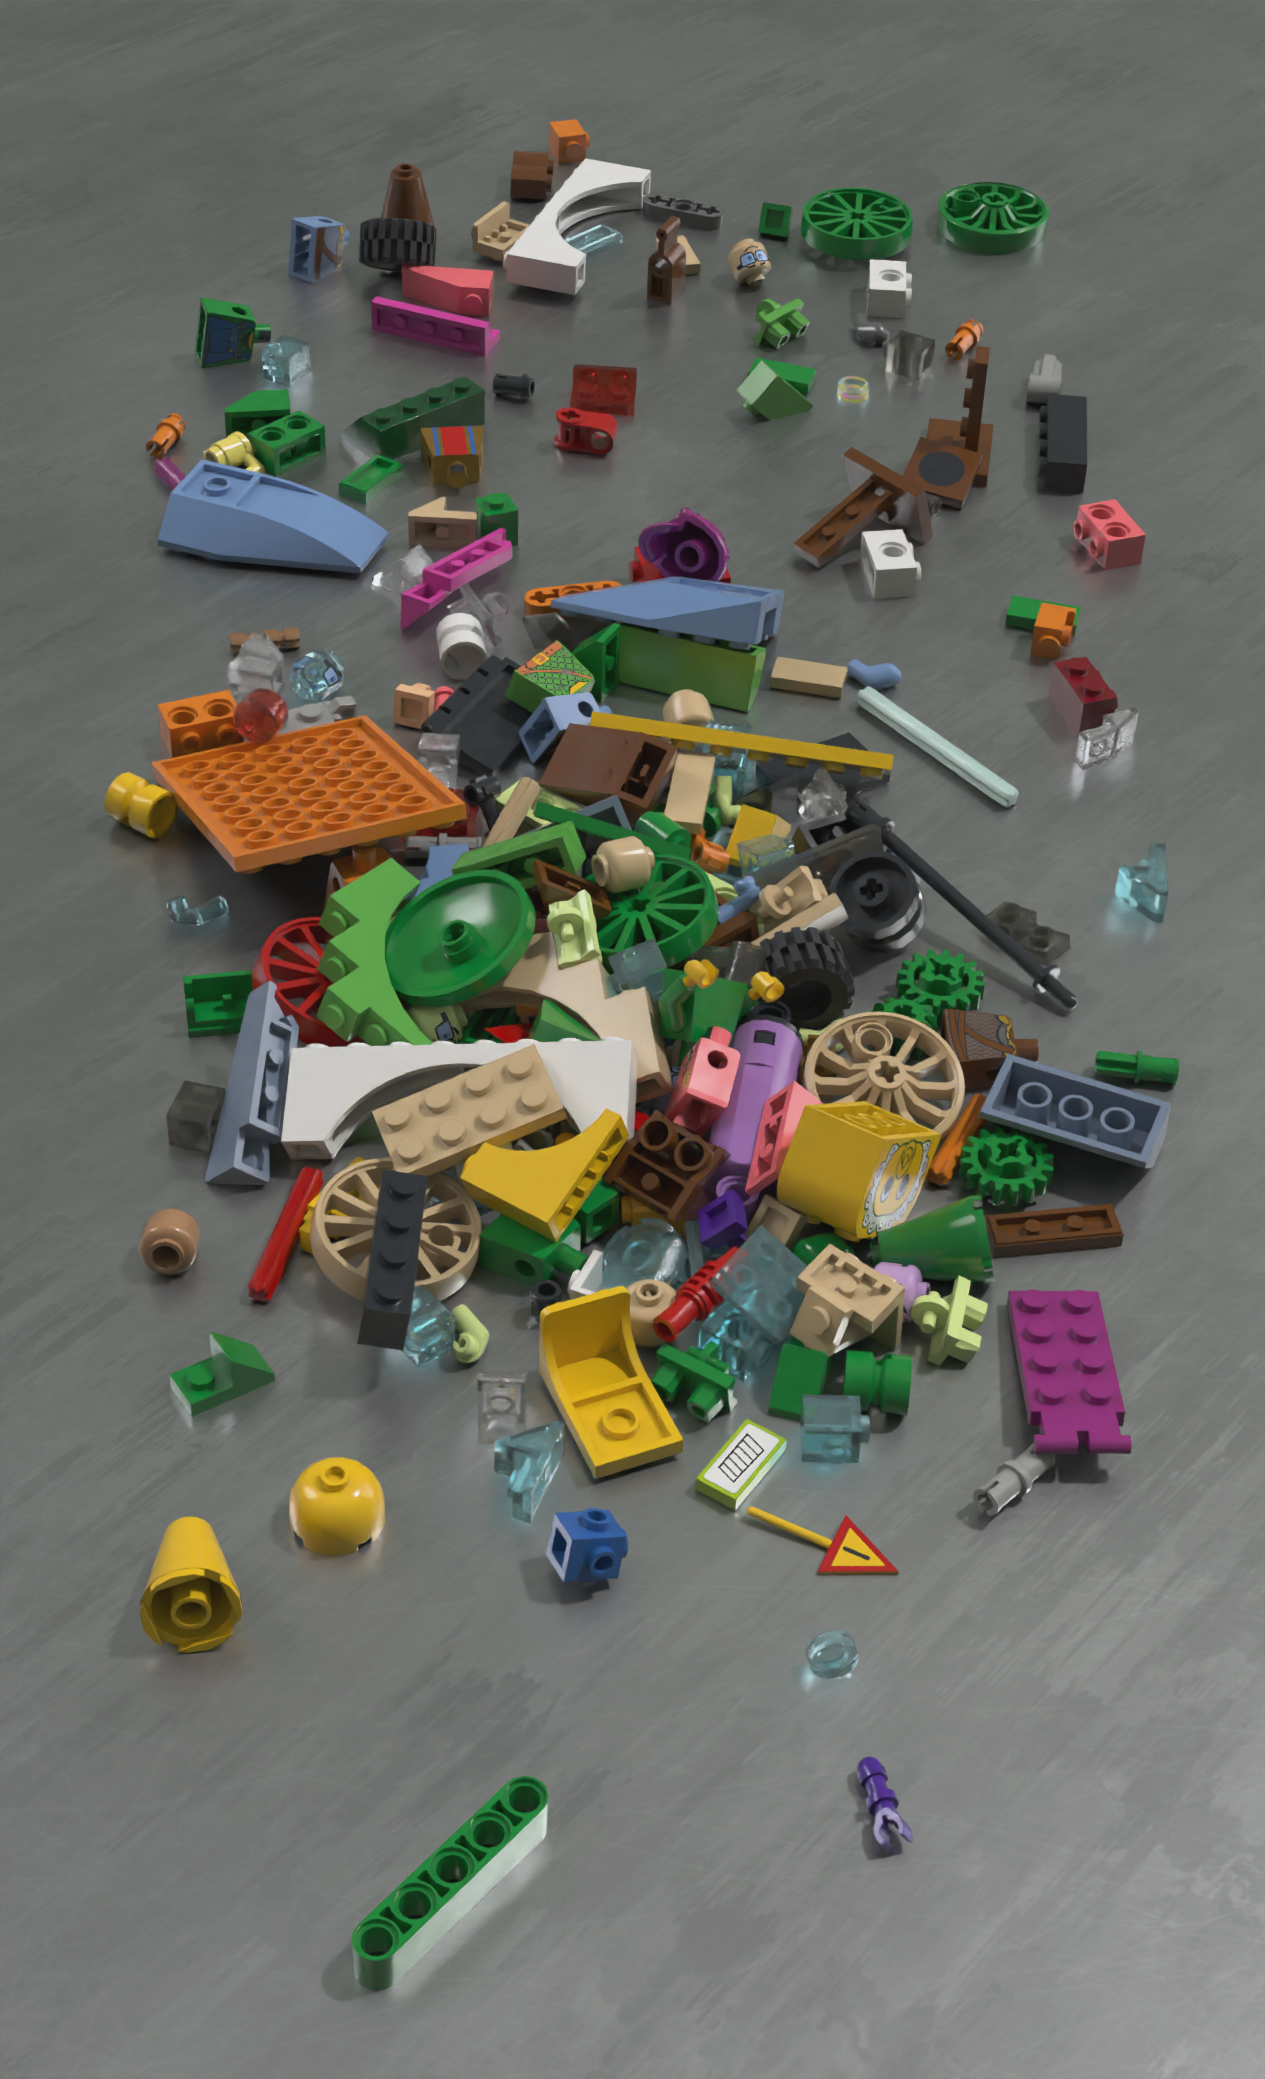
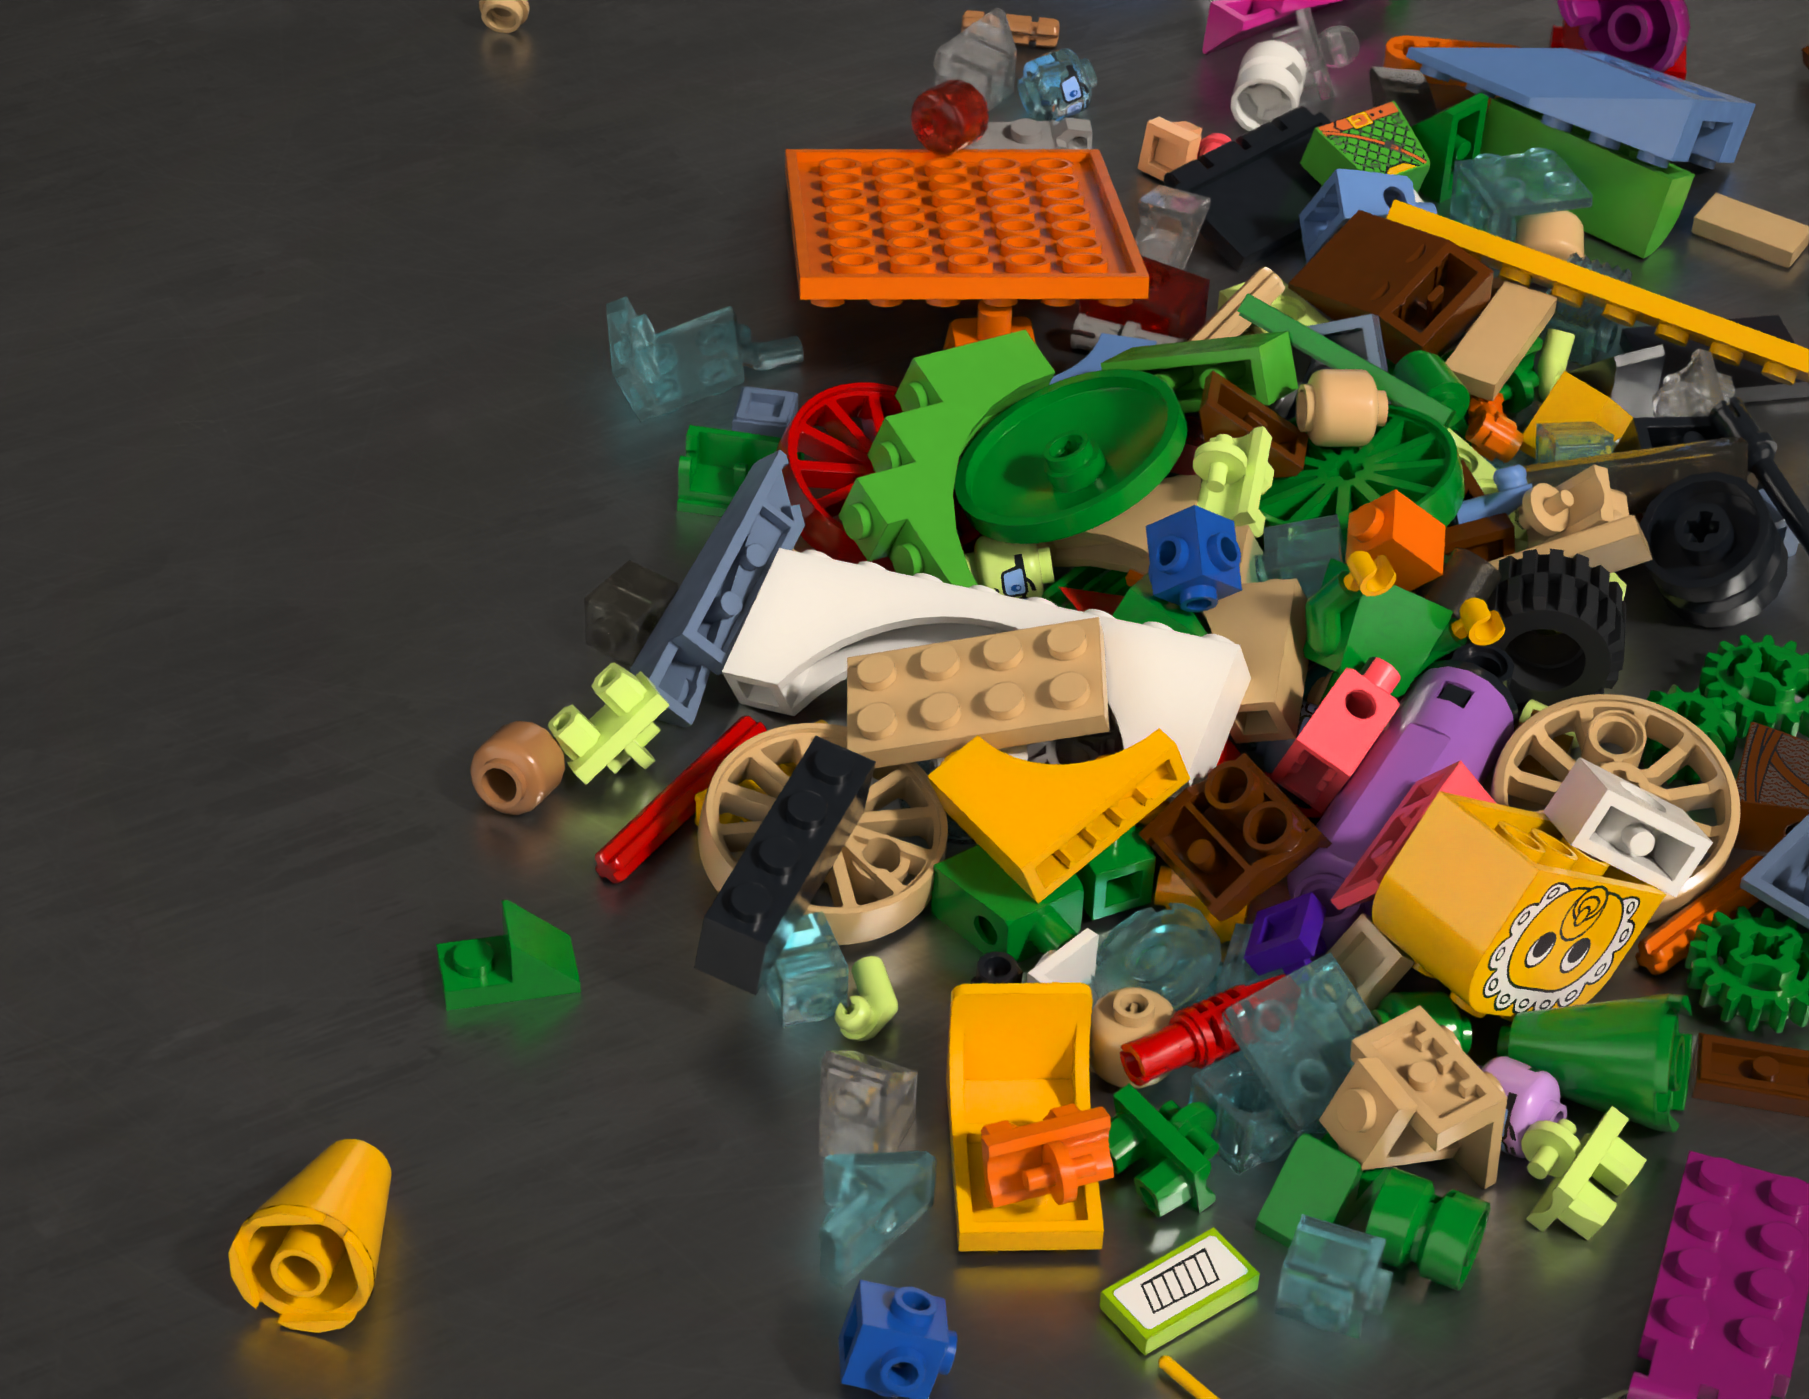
camera: 20 degrees right, 0 degrees up
(140, 805) = (744, 198): yellow wheel -> none
(149, 932) = (675, 365): none -> clear light blue bracket
(198, 723) = (869, 112): orange brick -> none
(220, 954) = (764, 411): none -> sand blue tile
(226, 1196) = (616, 730): none -> yellowish green hips
(336, 1506) = (577, 1185): yellow cylinder -> none
(483, 792) = (1204, 277): black bar -> none
(575, 990) = (1193, 559): none -> blue brick
(634, 1403) = (1046, 1155): none -> orange hips
(645, 686) = (1498, 188): none -> clear light blue bracket
(694, 940) = (1403, 534): none -> orange brick
(907, 1097) = (1627, 827): none -> white brick

